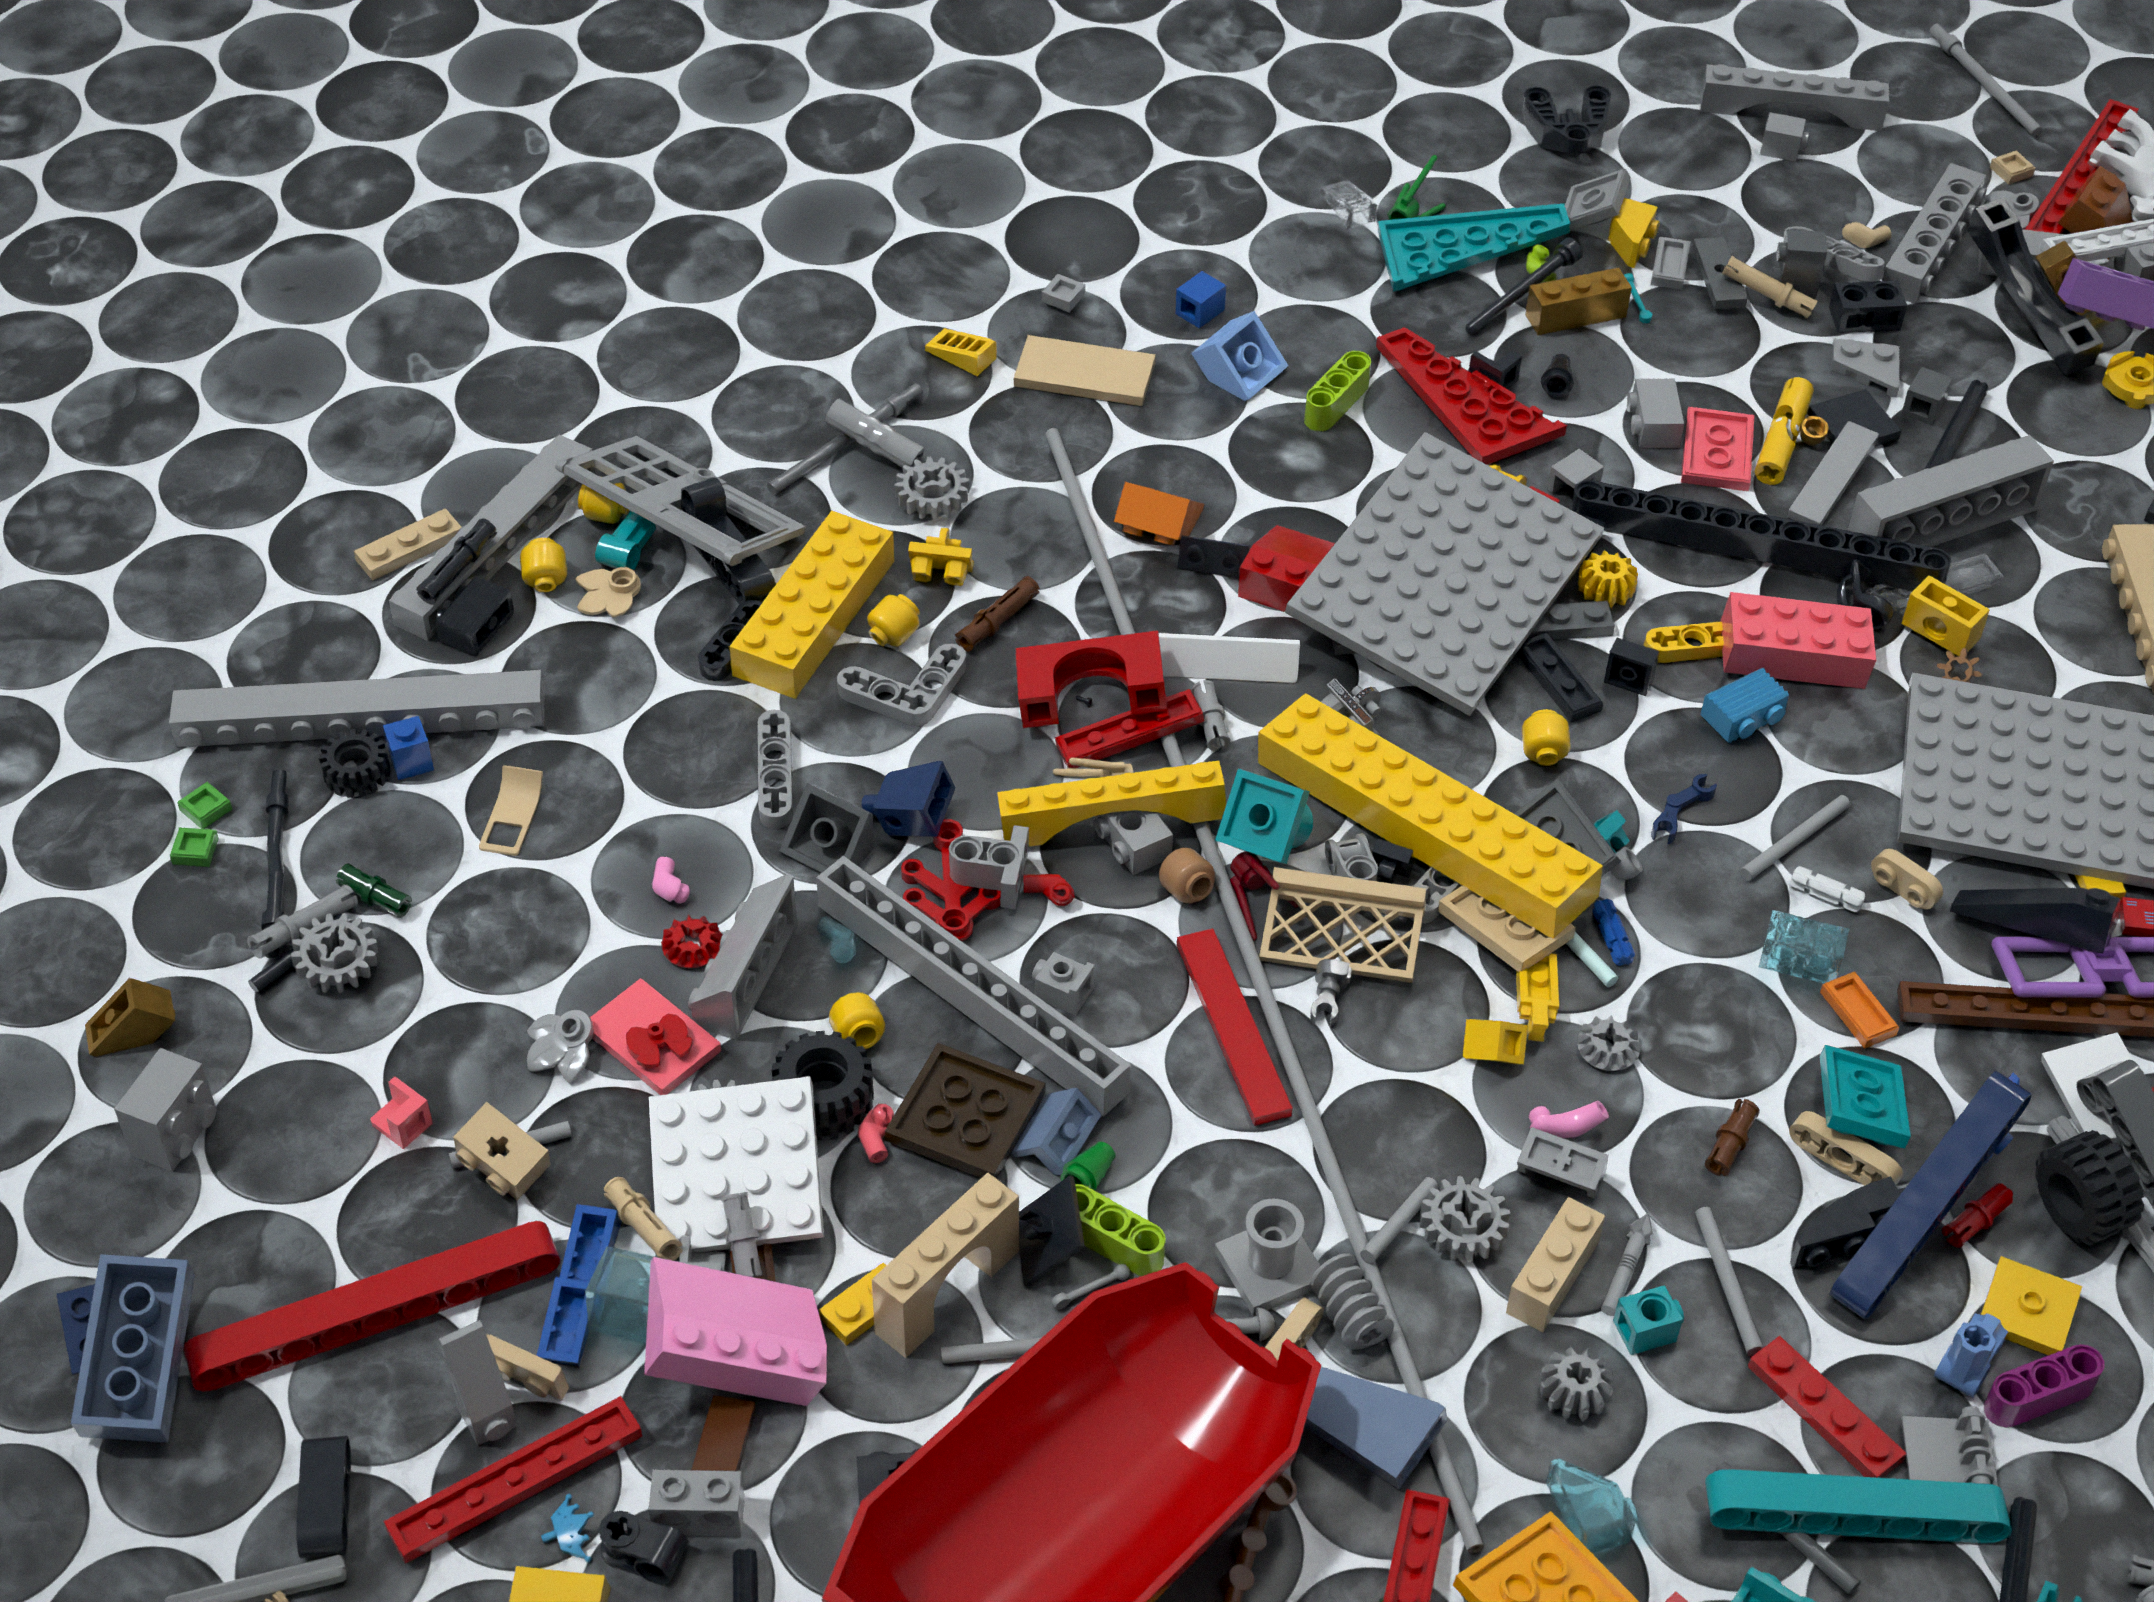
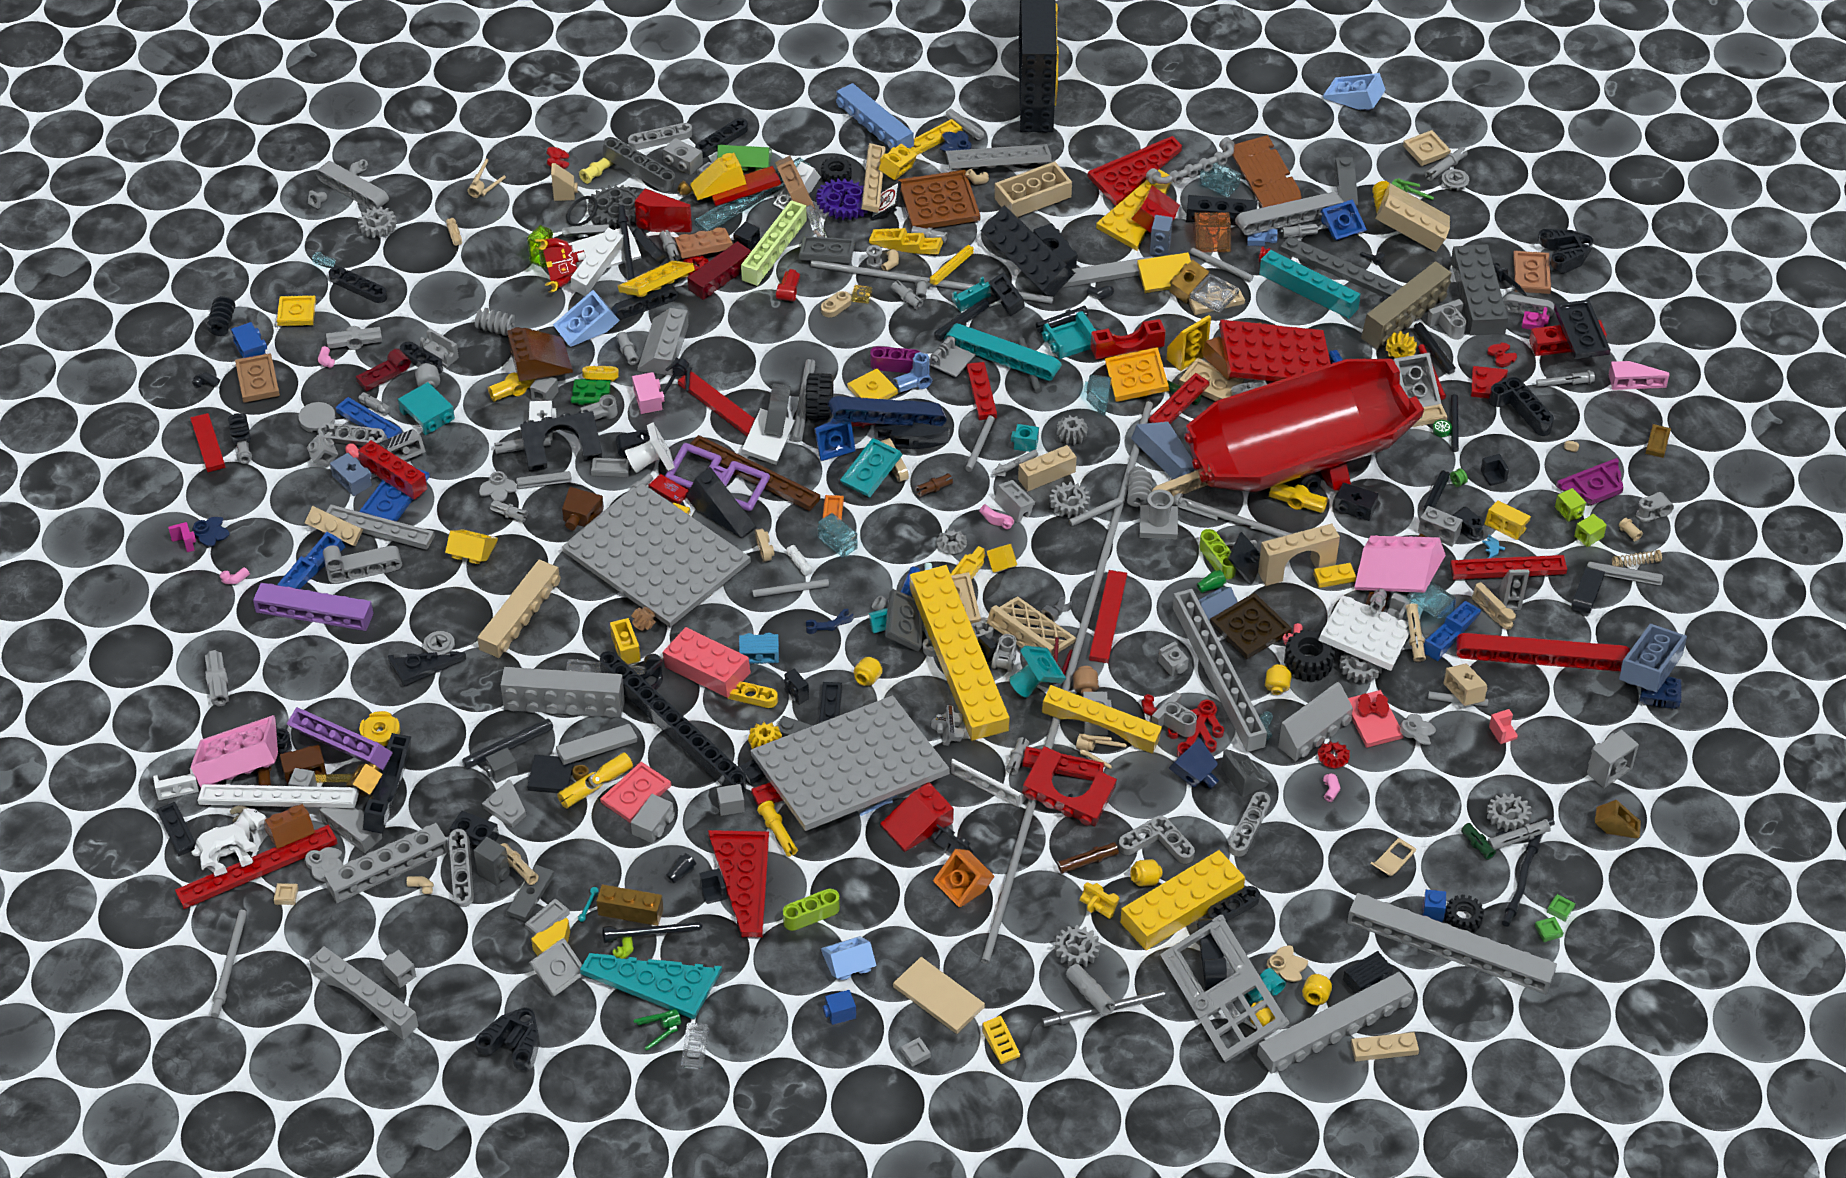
camera: 150 degrees left, 0 degrees up
(465, 550) = (1361, 992): black pin -> none

